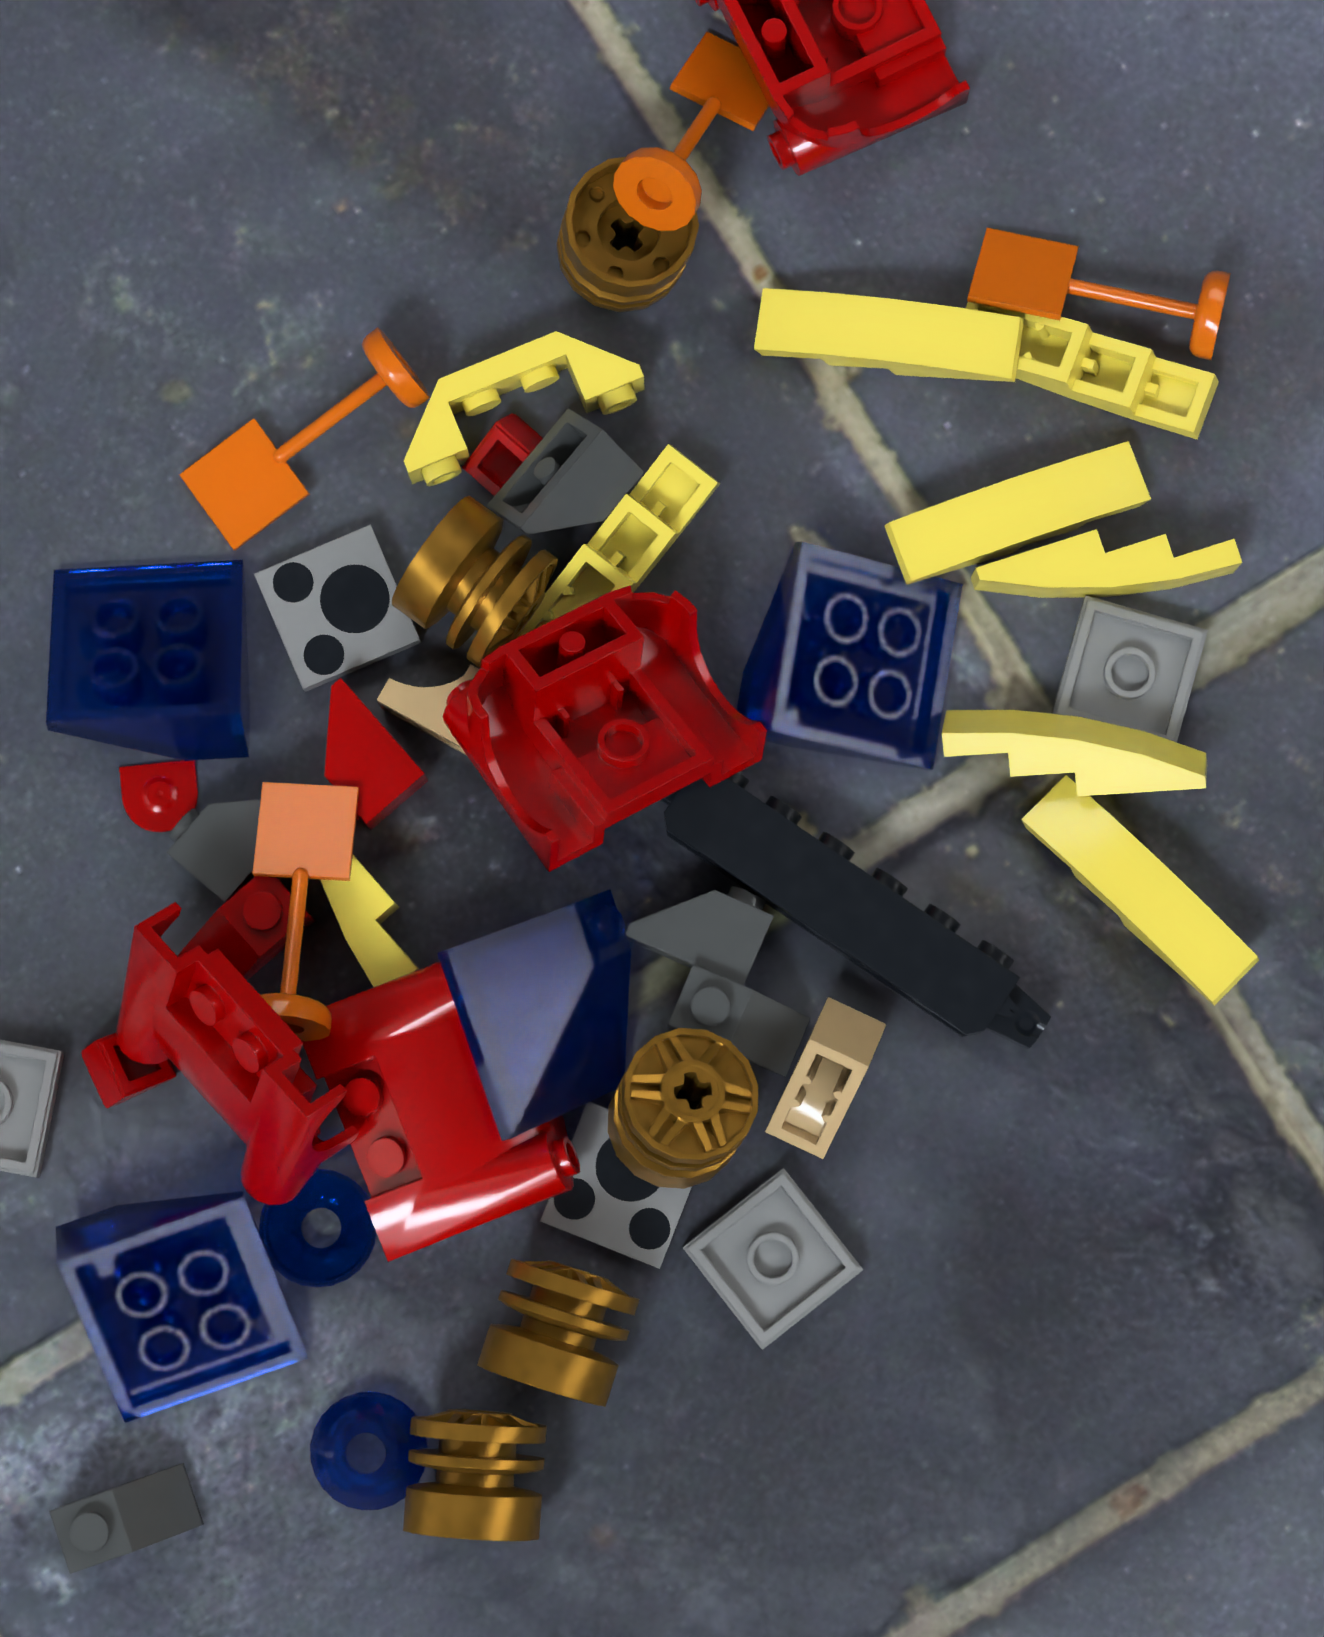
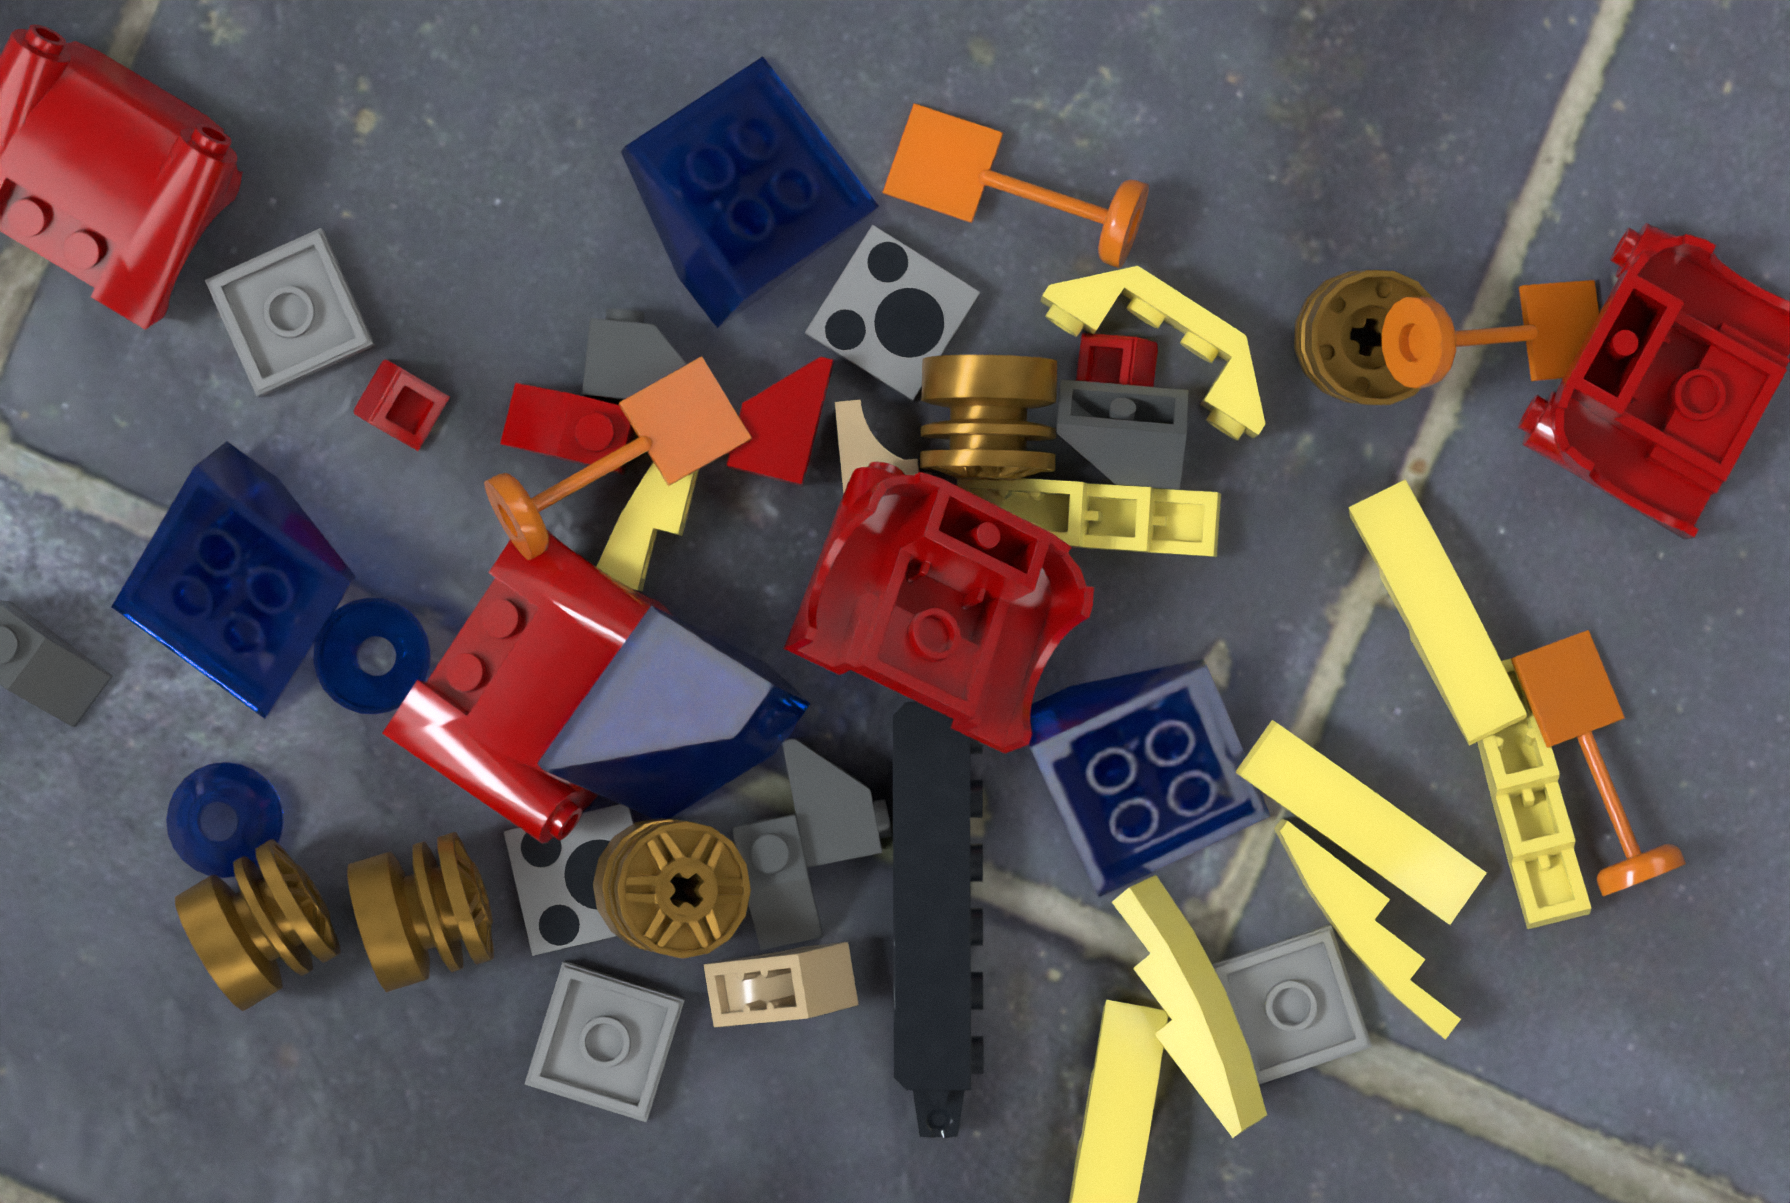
camera: 60 degrees right, 5 degrees up
(159, 793) = (638, 274): red piece -> none
(232, 1052) = (456, 493): red piece -> none

